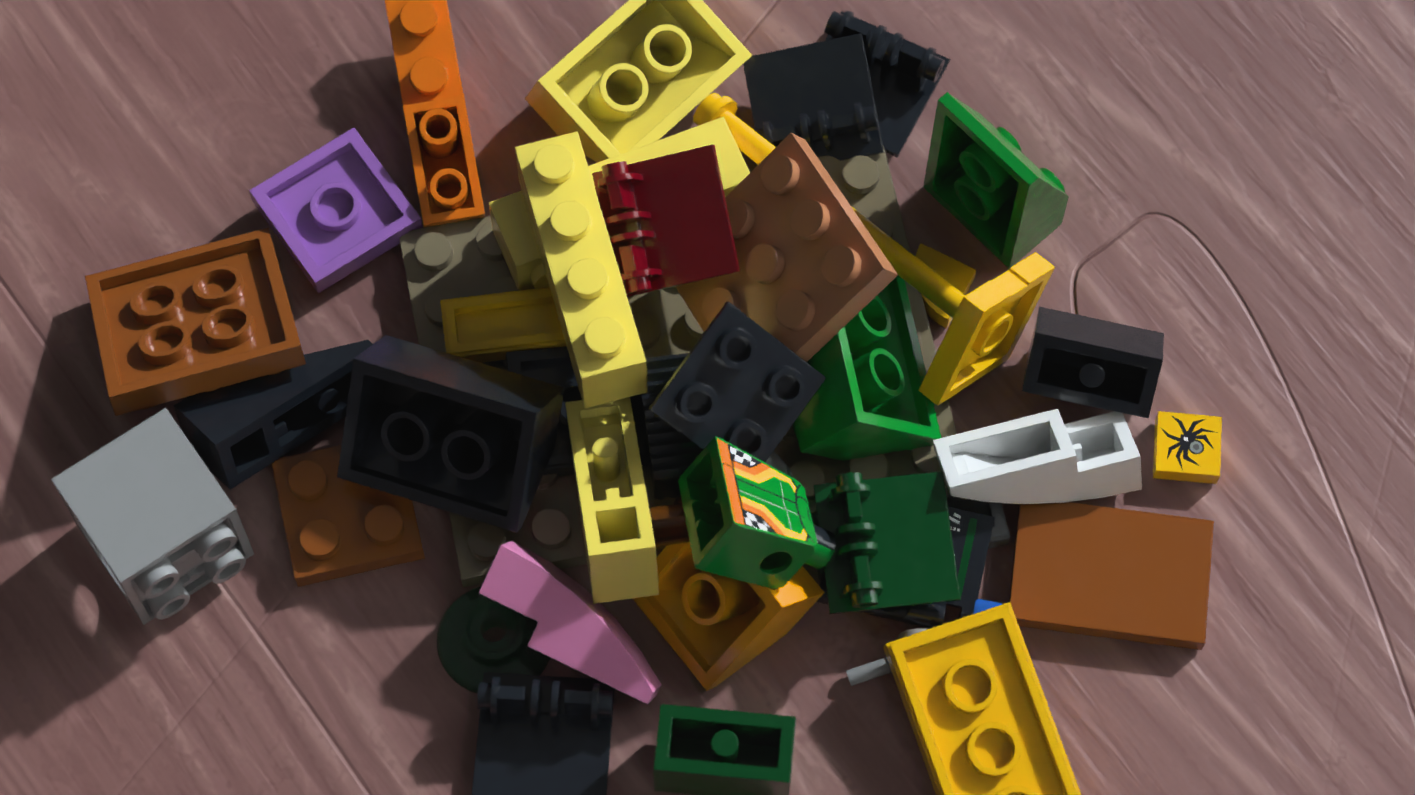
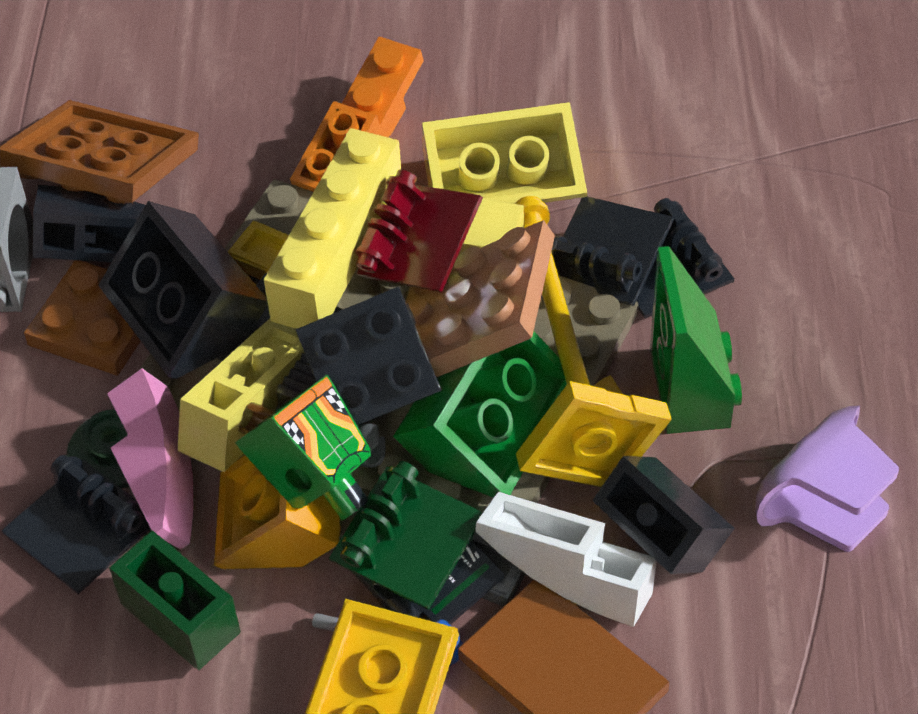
camera: 40 degrees right, 15 degrees down
(335, 209) = (247, 145): medium lavender plate -> none
(1187, 447) = (695, 623): yellow tile -> none
(1211, 225) = (829, 483): none -> lavender piece

